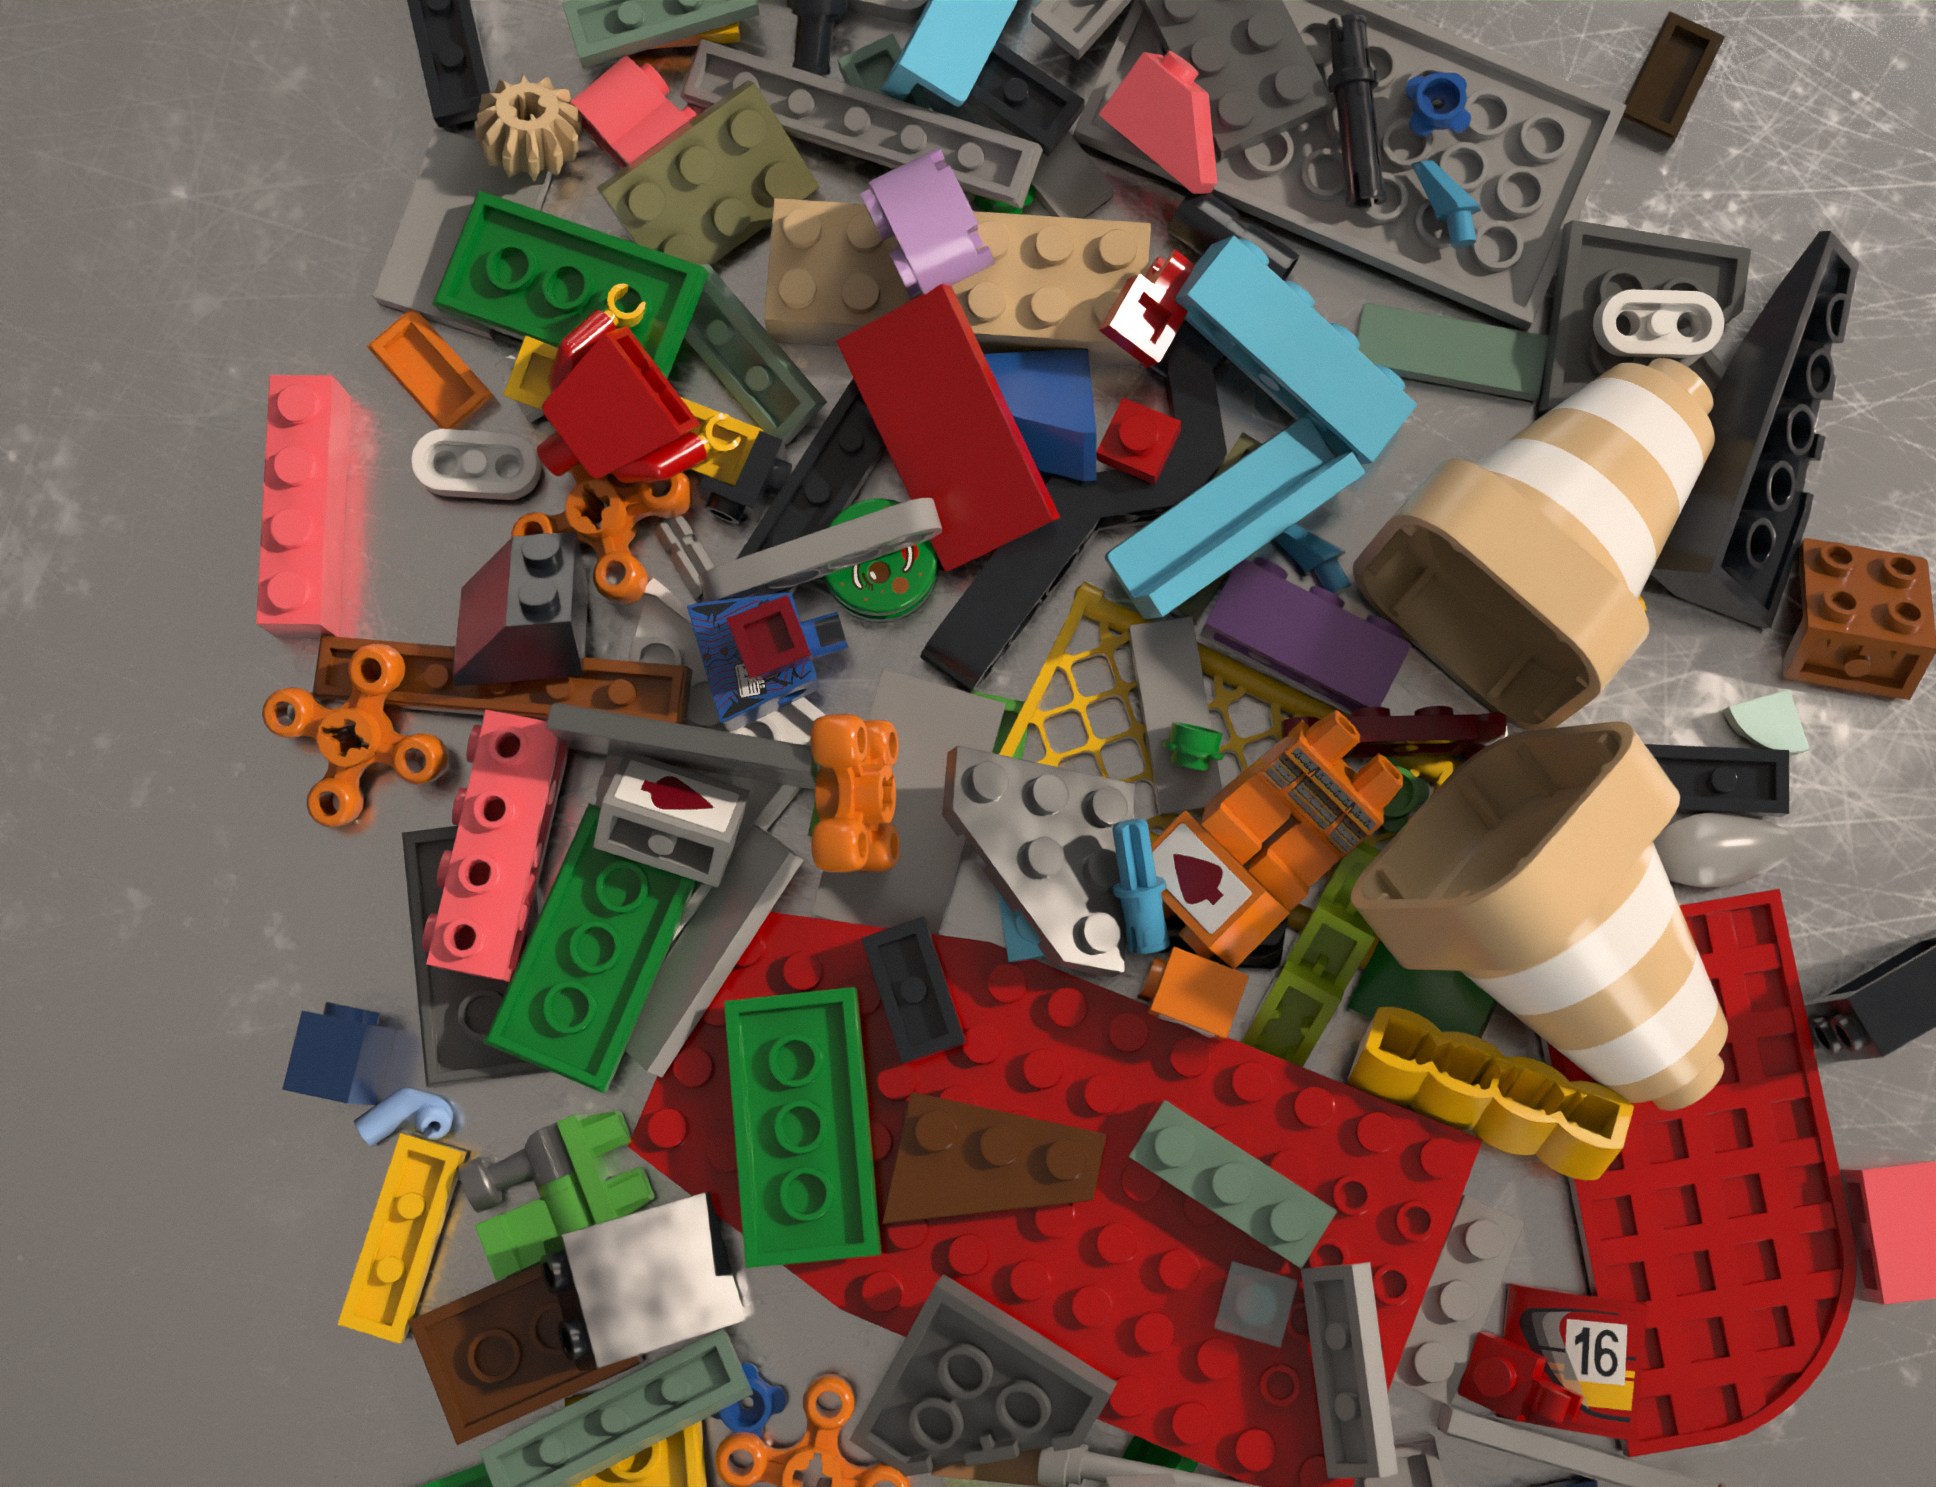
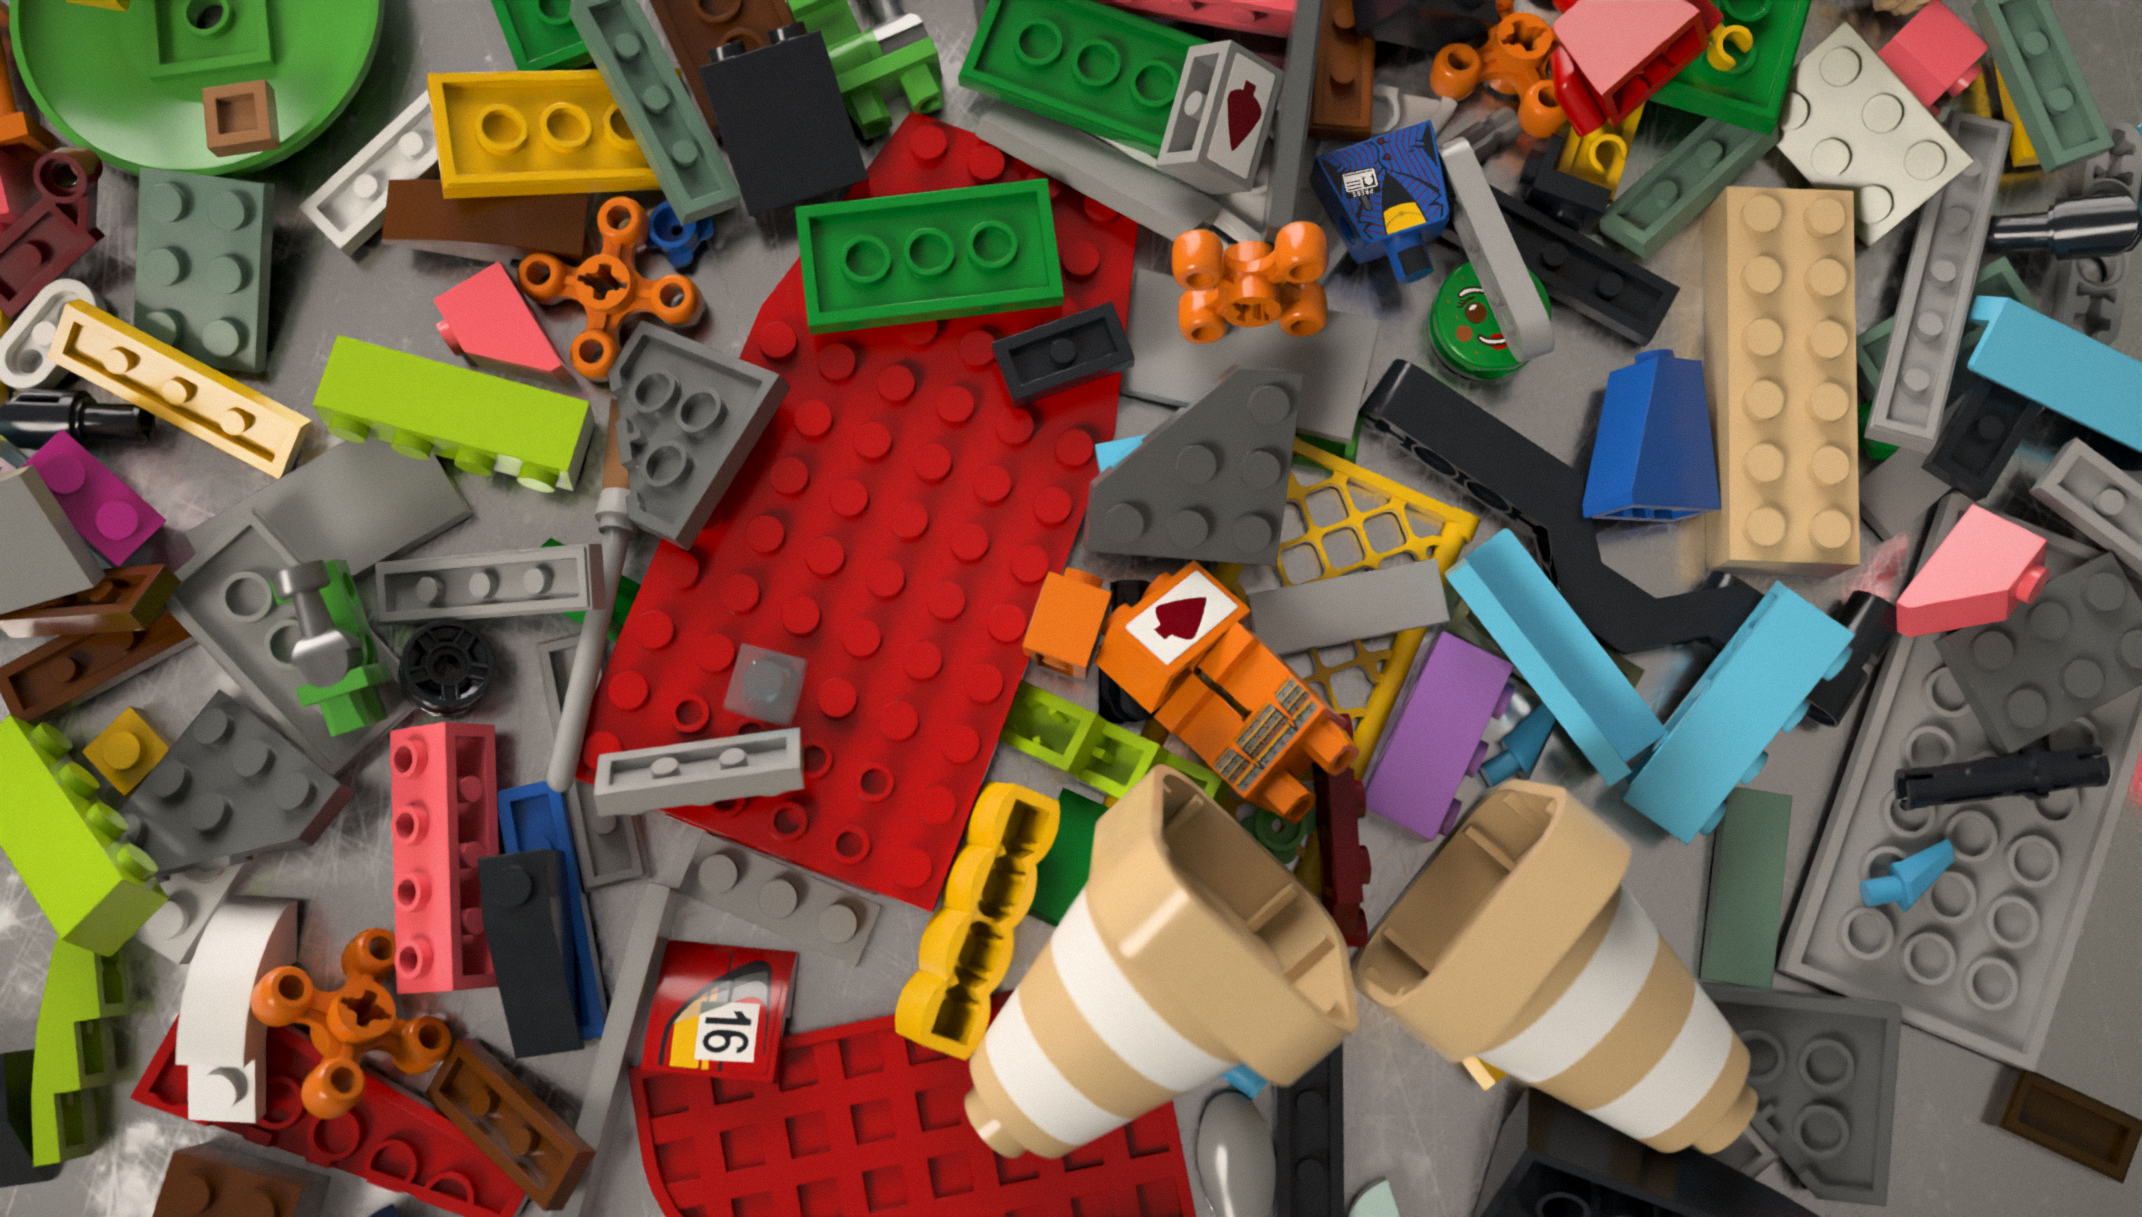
camera: 85 degrees right, 0 degrees up
(769, 638) = (1401, 192): dark red plate -> none
(930, 222) = (1839, 323): lavender brick -> none
(948, 425) = (1630, 363): red tile -> none
(987, 1160) = (901, 430): reddish brown wing -> none
(1138, 440) = (1628, 559): red plate -> none
(1139, 888) = (1170, 560): dark azure axle -> none
(1145, 310) = (1763, 555): red plate -> none
(1193, 745) = (1317, 619): green plate -> none
(1233, 1184) = (881, 662): sand green plate -> none
(1450, 90) = (2035, 859): blue plate -> none
(1510, 1382) = (698, 949): red plate -> none
(1654, 323) = (1795, 1097): white plate -> none

